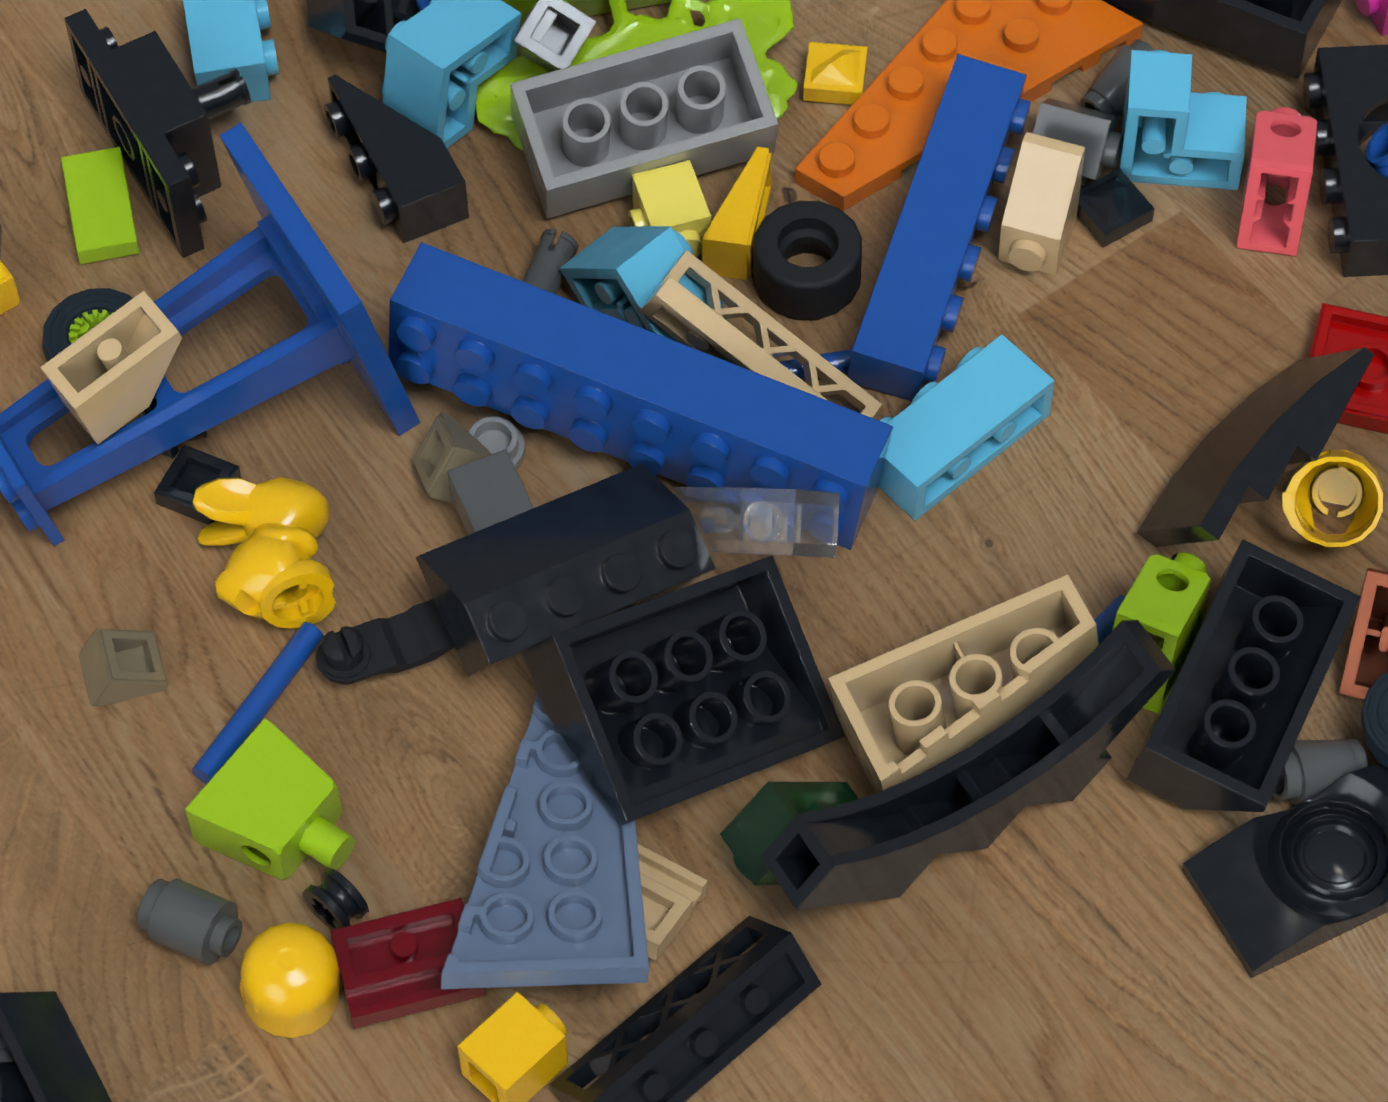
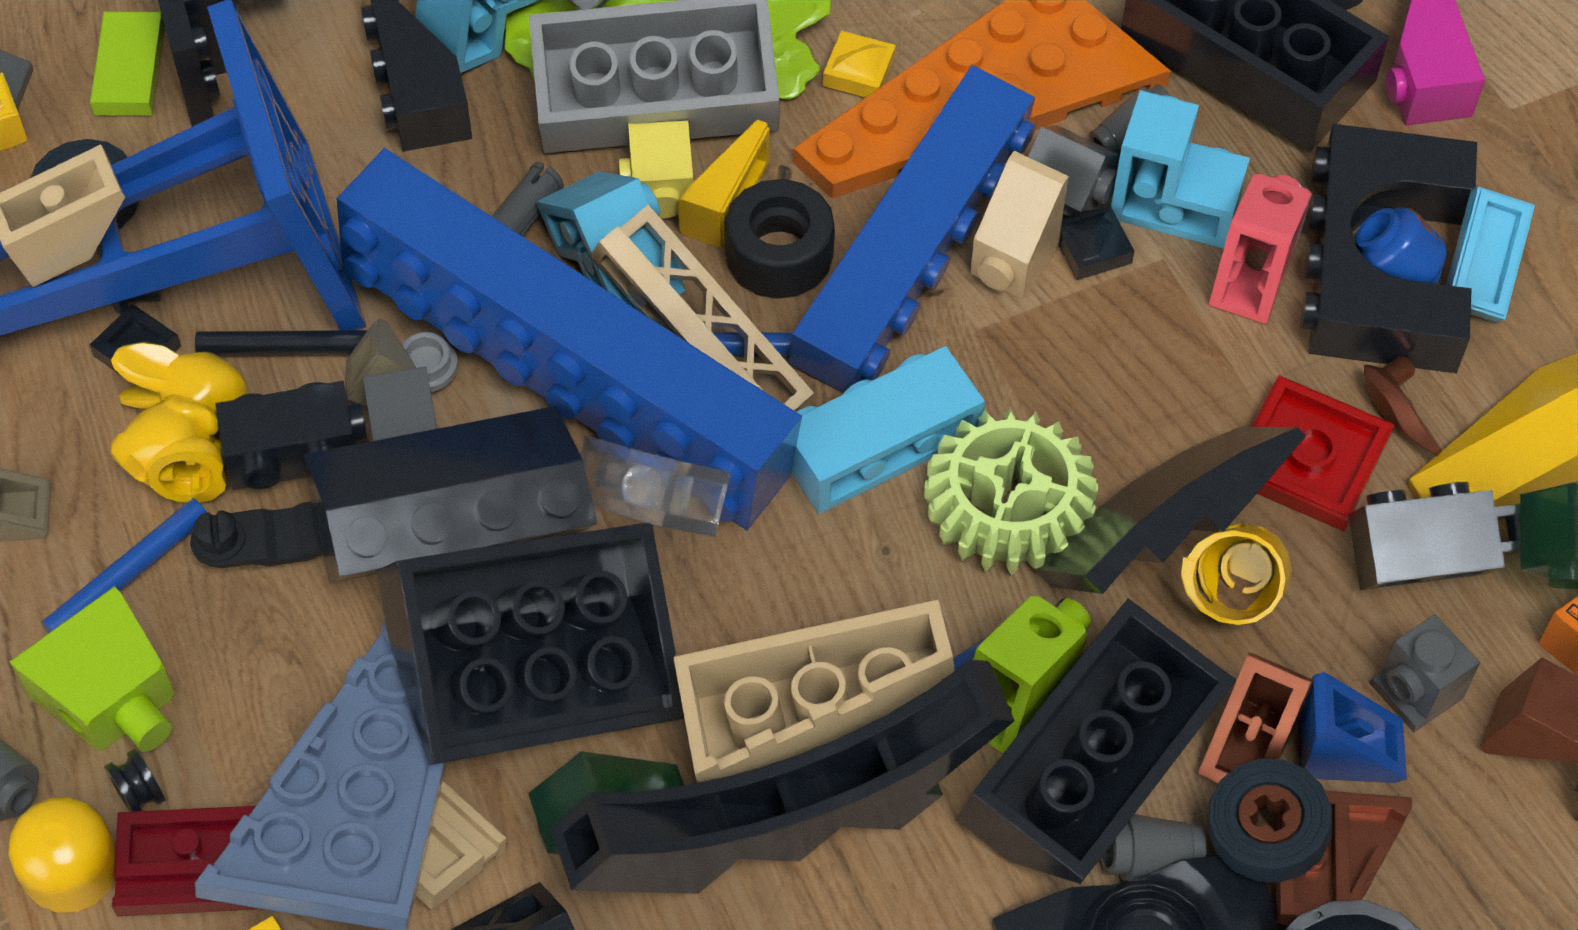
camera: 10 degrees right, 0 degrees up
(342, 454) = (278, 342): none -> black bar
(379, 540) = (271, 432): none -> black brick
(1058, 466) = (983, 466): none -> yellowish green gear

